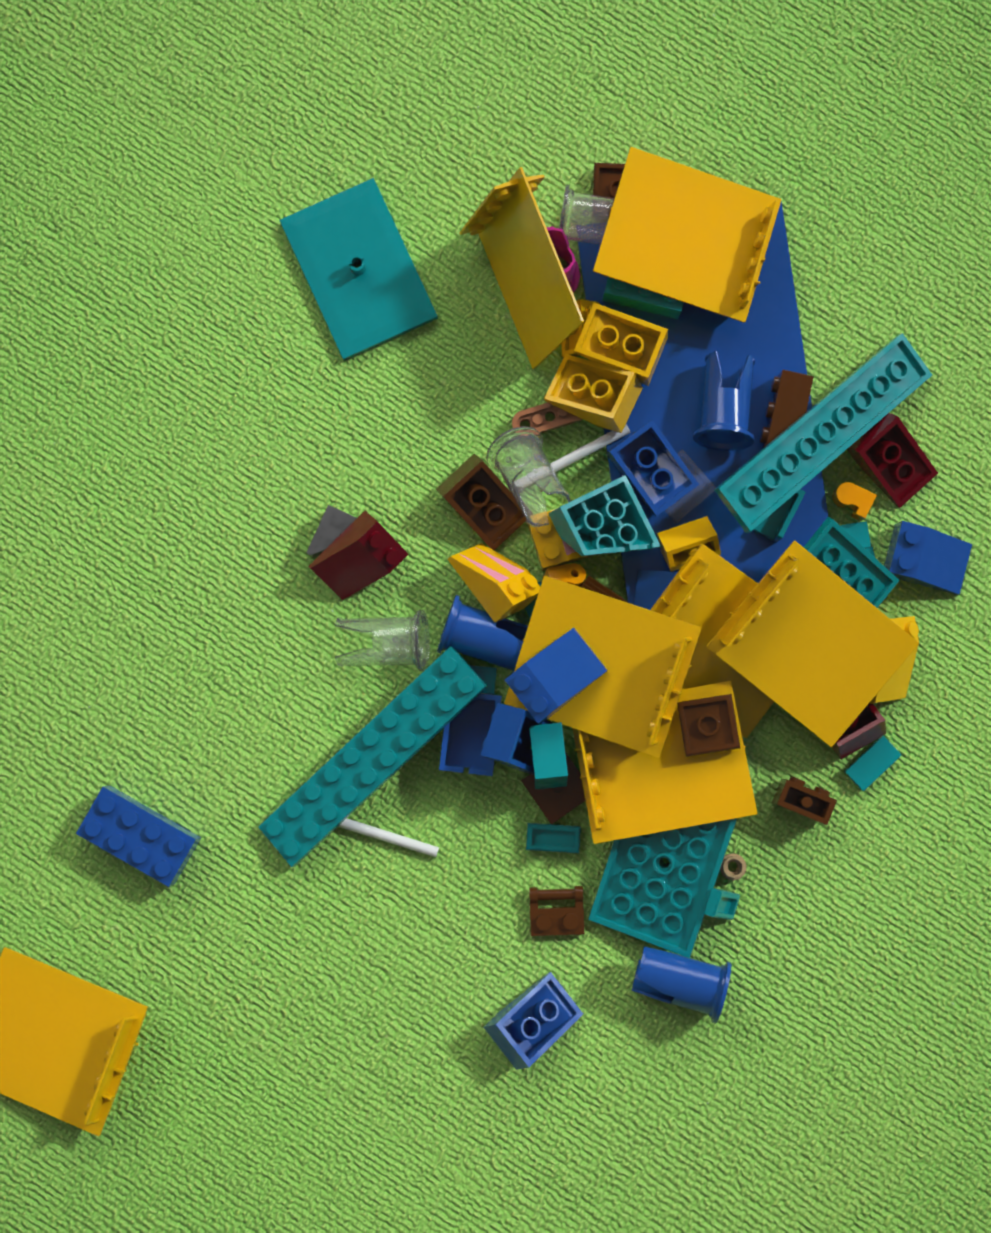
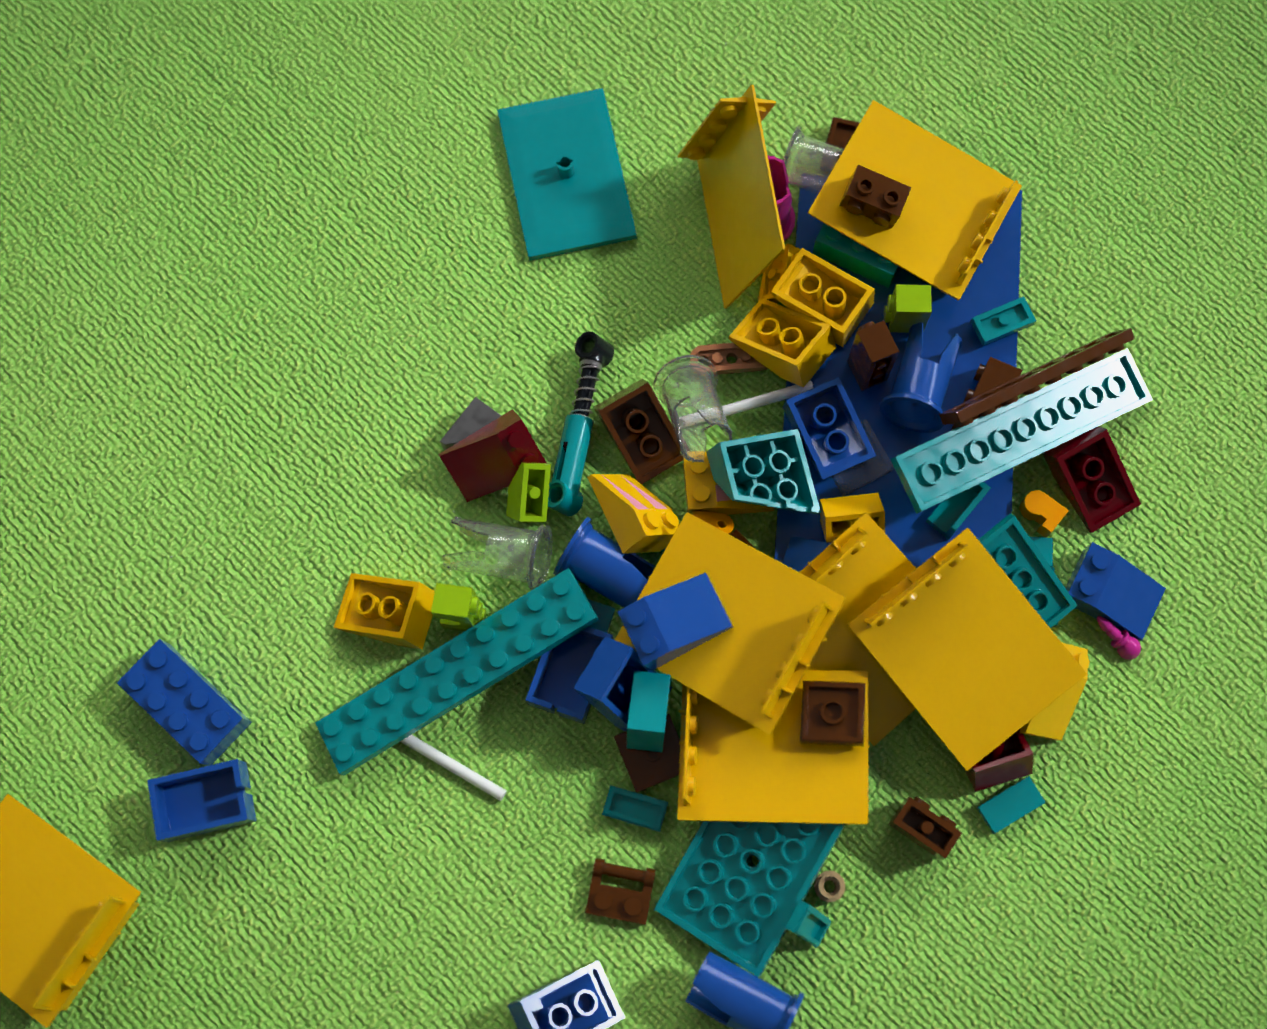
camera: 15 degrees right, 10 degrees down
(178, 917) = (201, 800): none -> blue piece
(295, 714) = (386, 610): none -> yellow slope
(361, 702) = (457, 607): none -> lime arch
(398, 584) = (529, 493): none -> lime slope
(427, 575) = (577, 429): none -> piece
(651, 244) = (875, 196): none -> reddish brown brick
(678, 392) = (872, 354): none -> reddish brown brick
(700, 339) = (907, 307): none -> lime brick
(787, 330) = (1003, 321): none -> teal plate
(823, 385) = (1029, 382): none -> reddish brown plate
(946, 602) = (1126, 645): none -> dark pink bar

